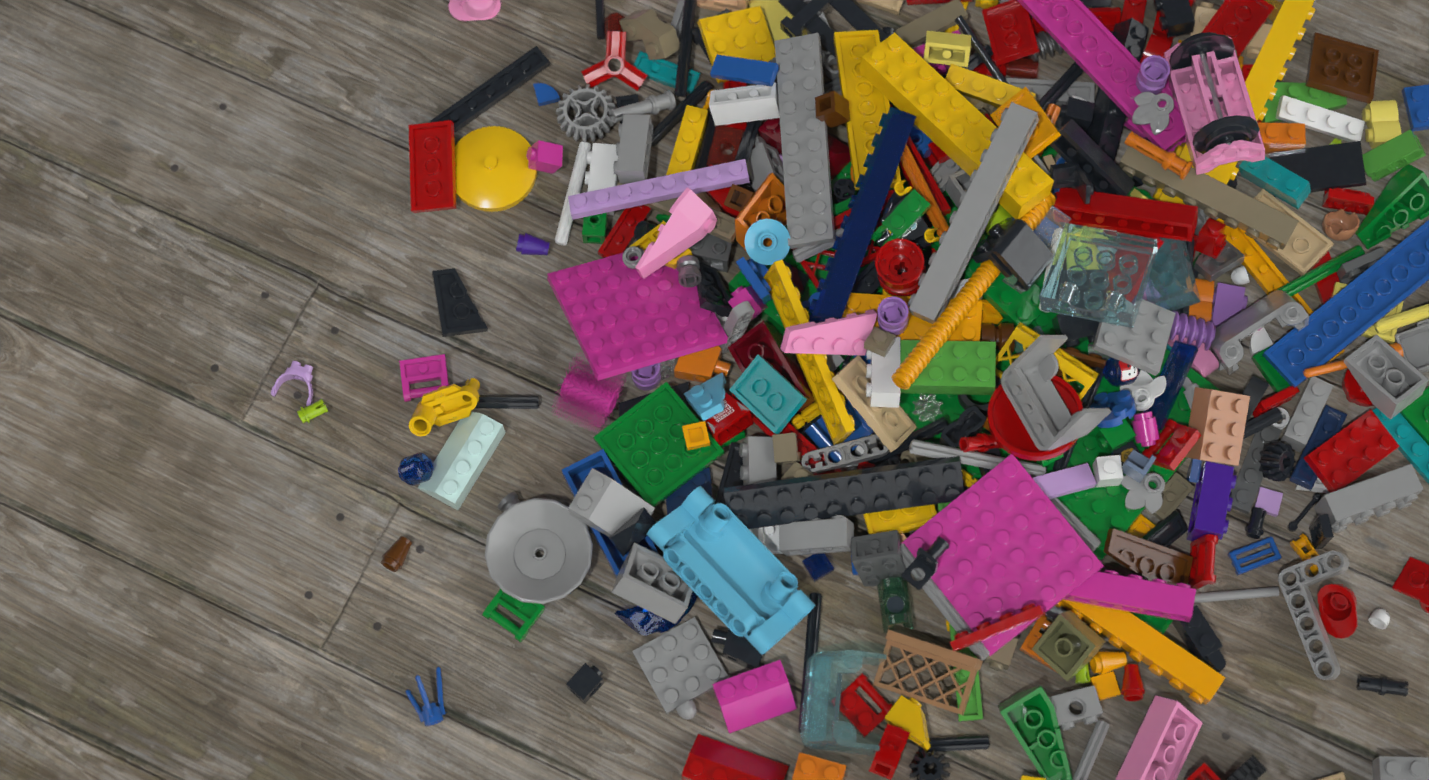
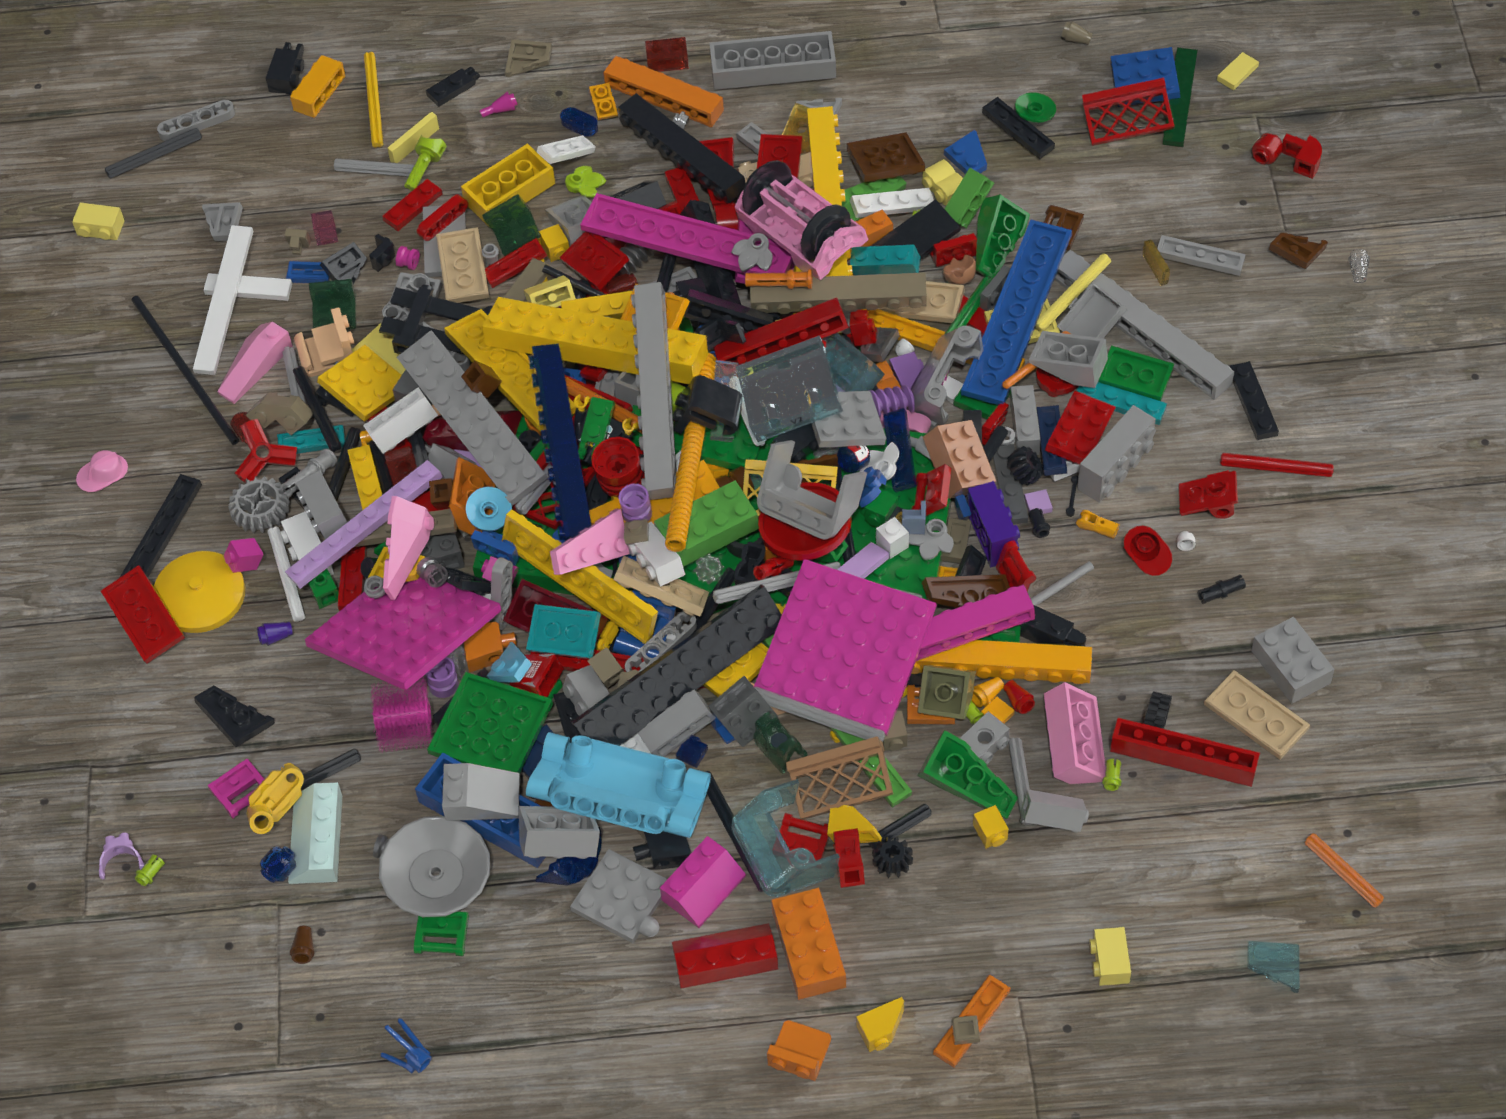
camera: 30 degrees left, 15 degrees down
(545, 94) = (212, 509): blue tile -> none
(585, 682) = (544, 954): black brick -> none
(632, 531) = (511, 798): black slope -> none
(696, 435) = (520, 697): light orange plate -> none
(744, 70) = (384, 392): blue tile -> none
(927, 562) = (785, 685): black bracket -> none
(1006, 623) = (884, 693): red plate -> none
(1145, 428) = (903, 488): dark pink brick -> none
(1153, 74) = (736, 224): medium lavender wheel -> none
(1236, 563) = (1043, 562): blue tile -> none
(1310, 610) = (1124, 563): light grey beam -> none
(1321, 531) = (1095, 497): black plate -> none

